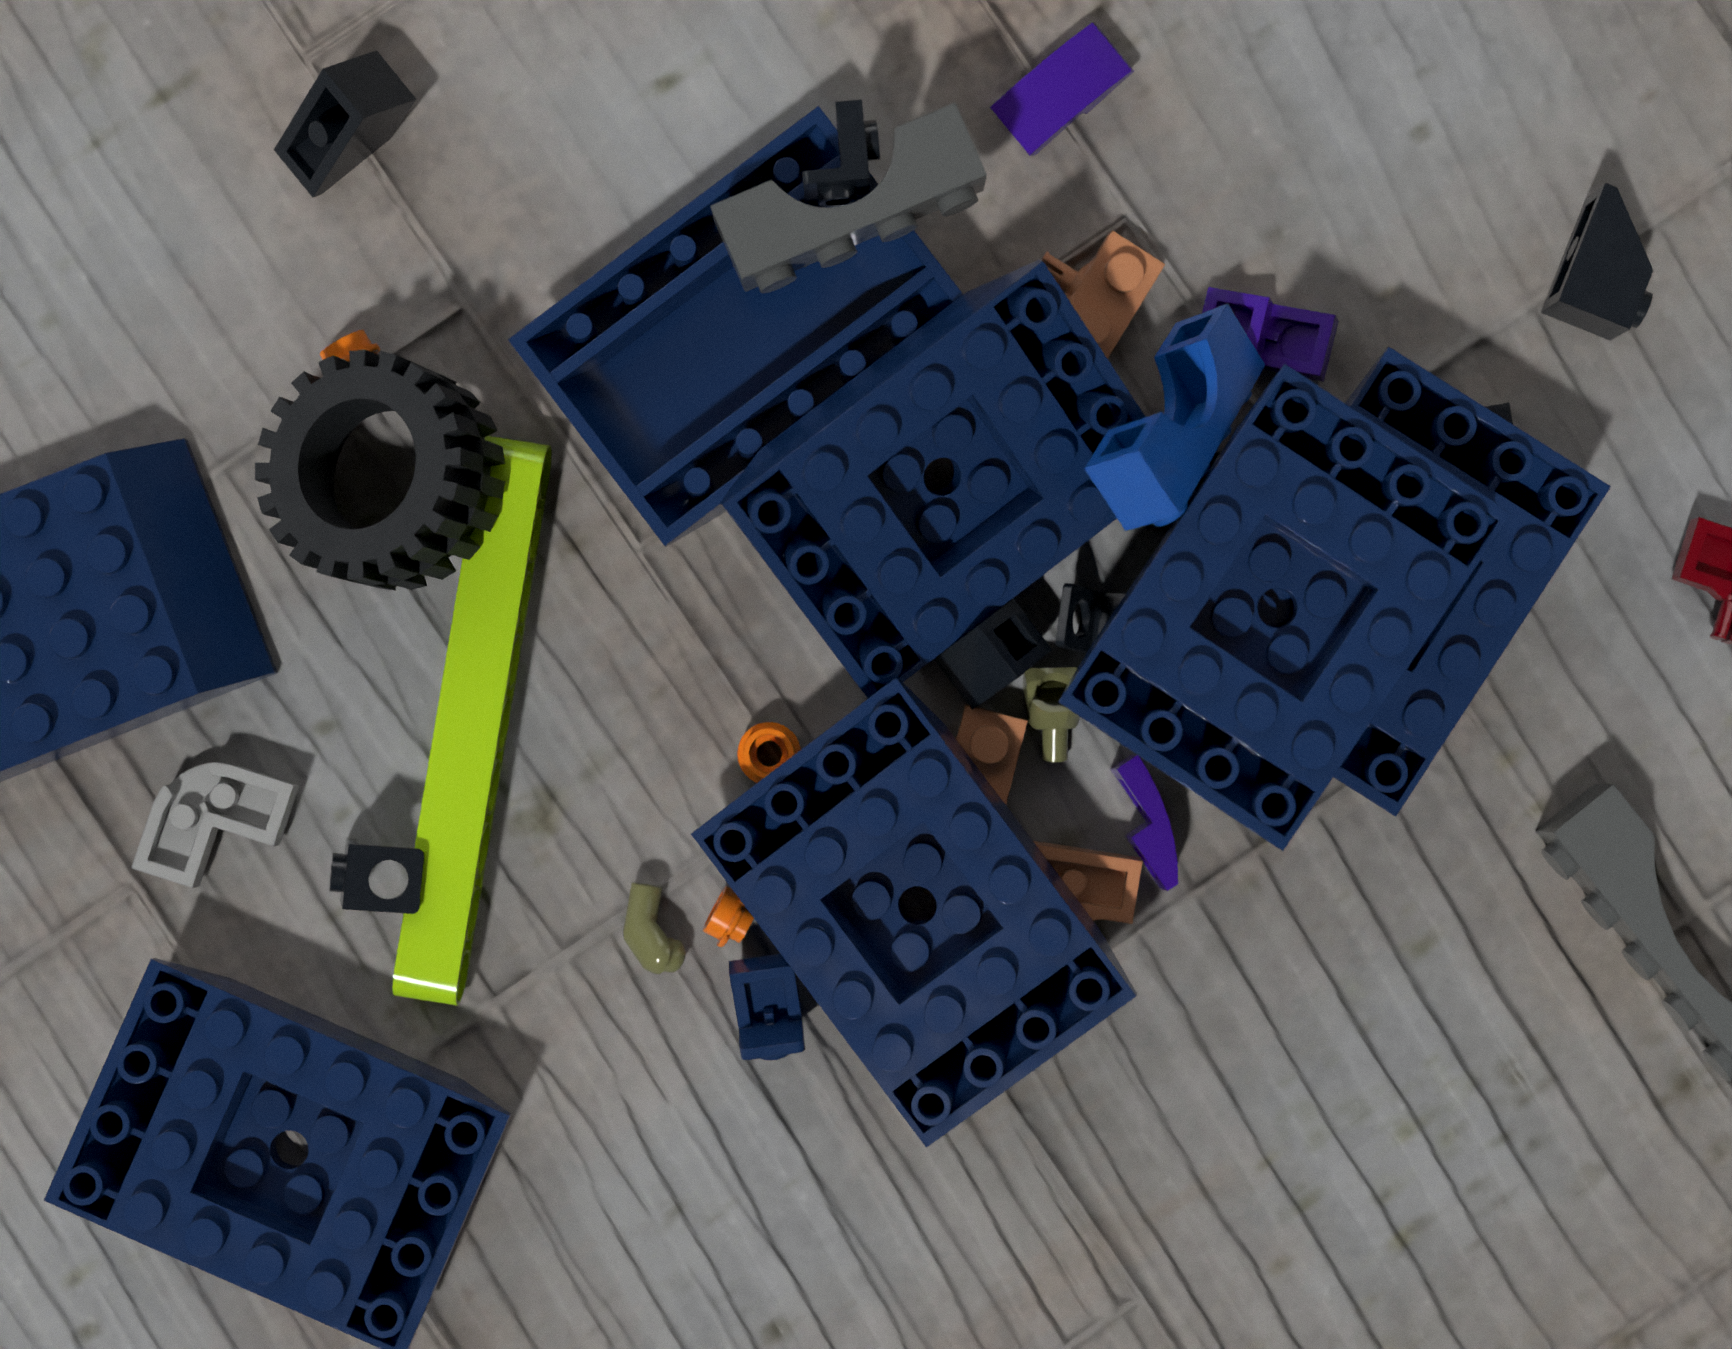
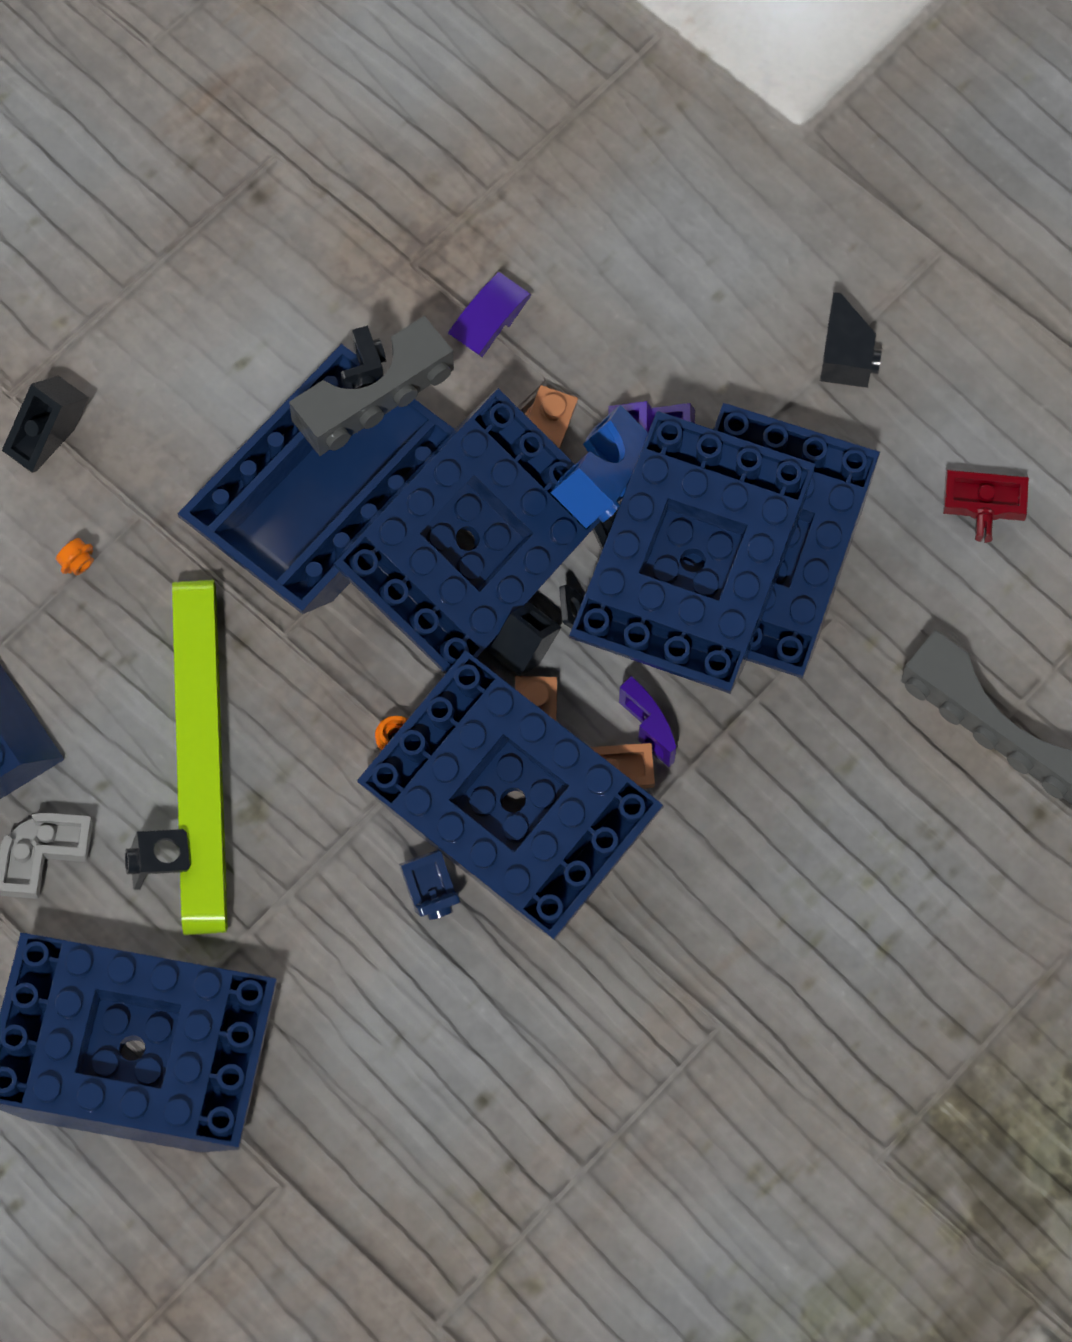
camera: 10 degrees left, 20 degrees down
(447, 483) = (145, 633): black tyre -> none
(643, 934) = (339, 863): olive arm -> none
(728, 918) = (393, 839): orange plate -> none
(1041, 695) = (571, 666): olive piece -> none

